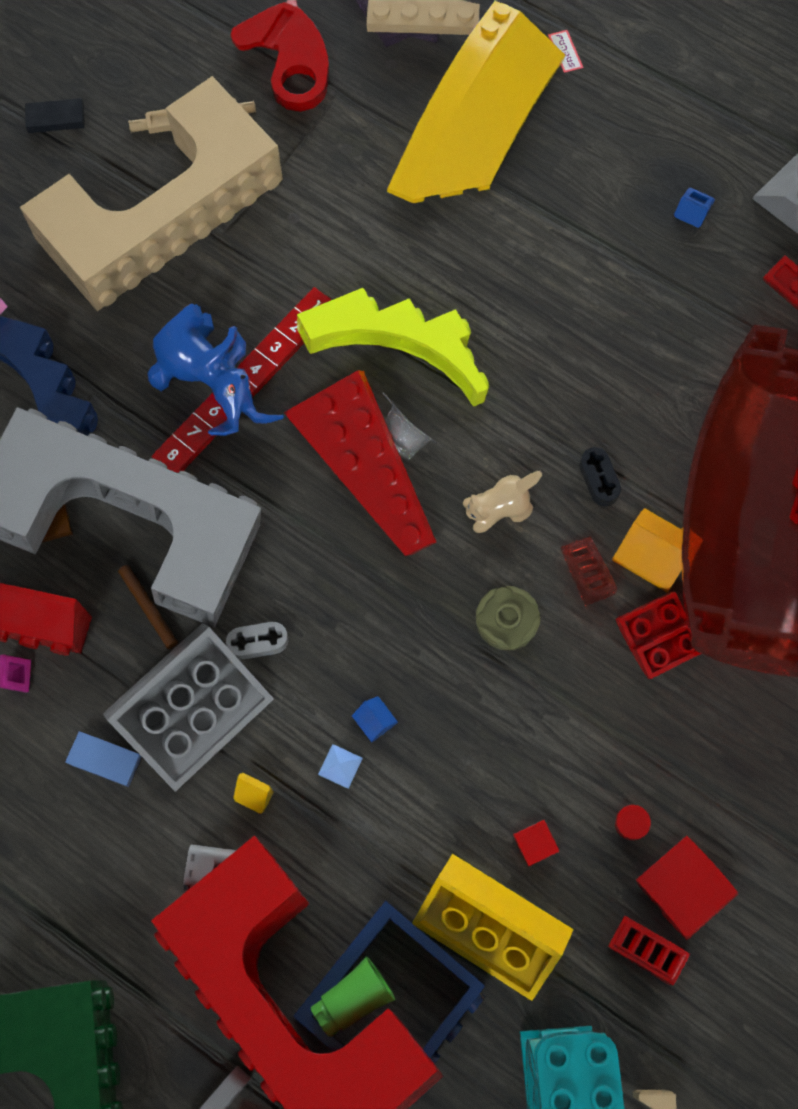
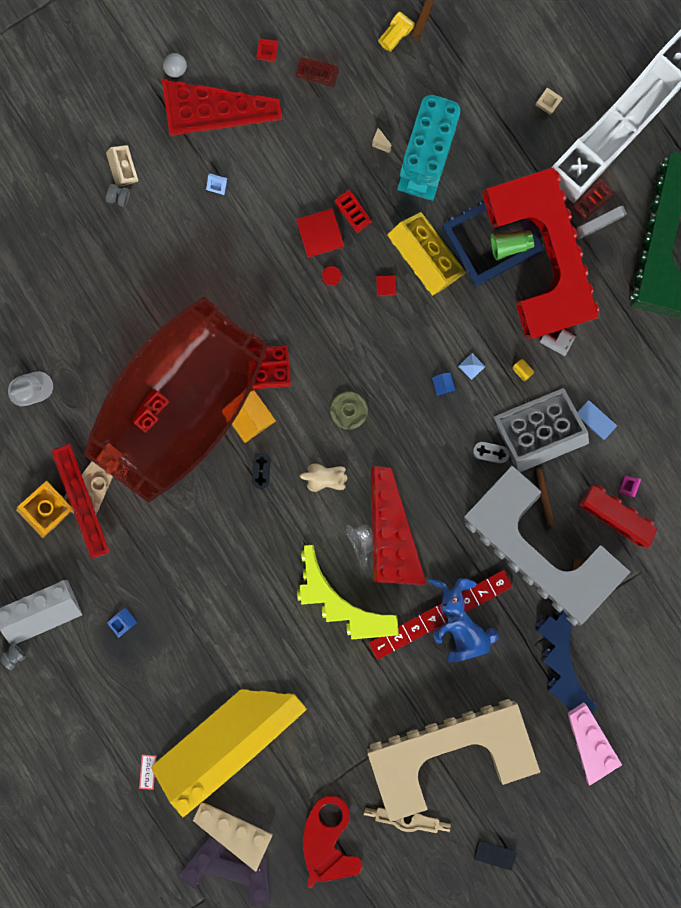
camera: 160 degrees left, 15 degrees up
(595, 594) = (288, 402): clear red slope -> none

